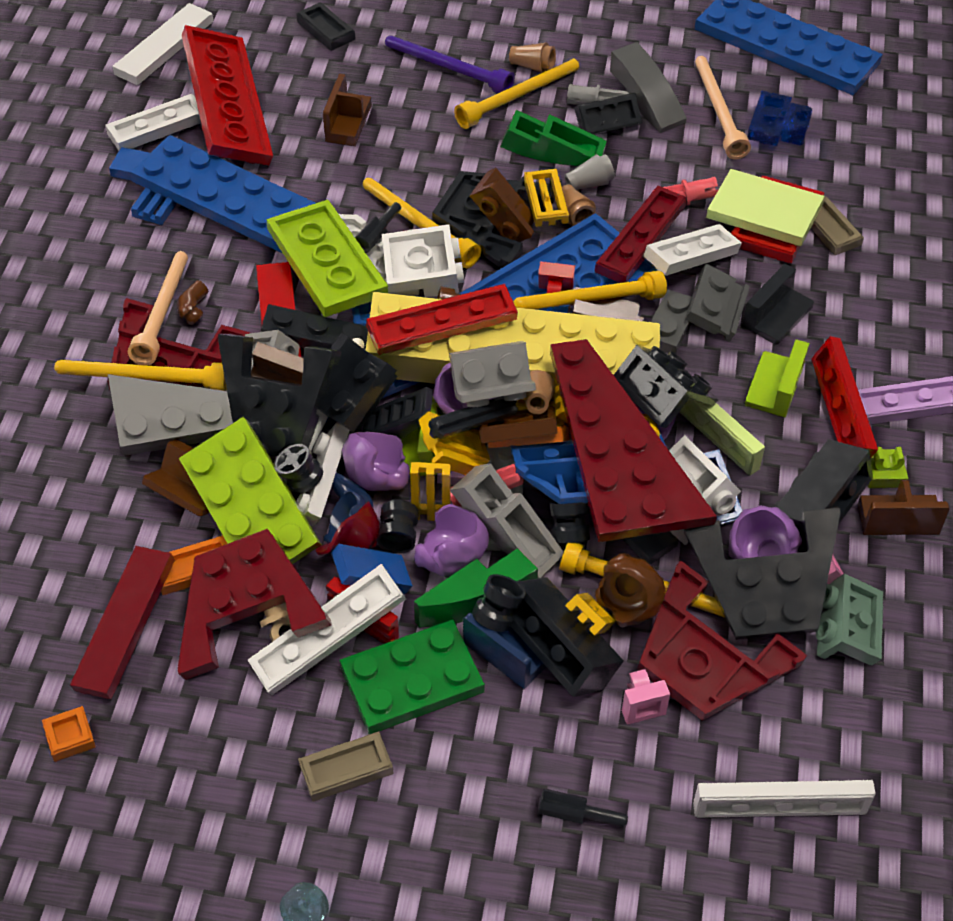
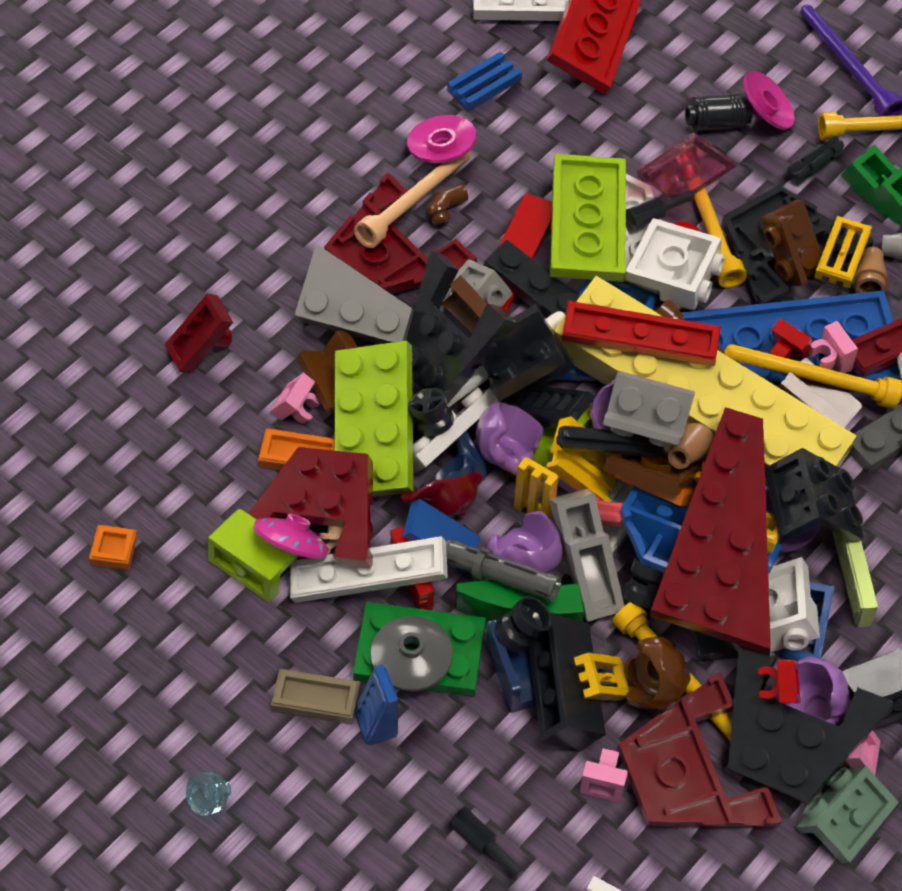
camera: 30 degrees right, 5 degrees up
(38, 504) = (199, 333): none -> dark red tile
(122, 623) = (210, 474): dark red tile -> none
(125, 162) = (475, 36): blue tile -> none
(156, 252) = (441, 139): none -> dark pink dish
(161, 519) = (293, 398): none -> bright pink tile
(208, 671) = (247, 556): none -> lime panel
(210, 376) = (410, 283): yellow piece -> none
(216, 188) = (538, 97): blue plate -> none
(240, 632) = (292, 536): none -> dark pink dish
(345, 114) = (708, 69): reddish brown panel -> none
(374, 139) = (718, 112): none -> black head
(381, 182) = (685, 166): none -> clear pink slope
(398, 519) = (489, 511): black wheel -> none
(407, 115) = (768, 100): none -> dark pink dish
(411, 696) = (416, 668): none -> dark grey dish
(415, 742) = (378, 708): none -> blue slope
(454, 567) = (485, 564): none -> dark grey pin
(472, 144) = (815, 160): none -> black axle
(594, 267) = (836, 347): none -> bright pink tile
(746, 537) = (786, 682): none -> red tile

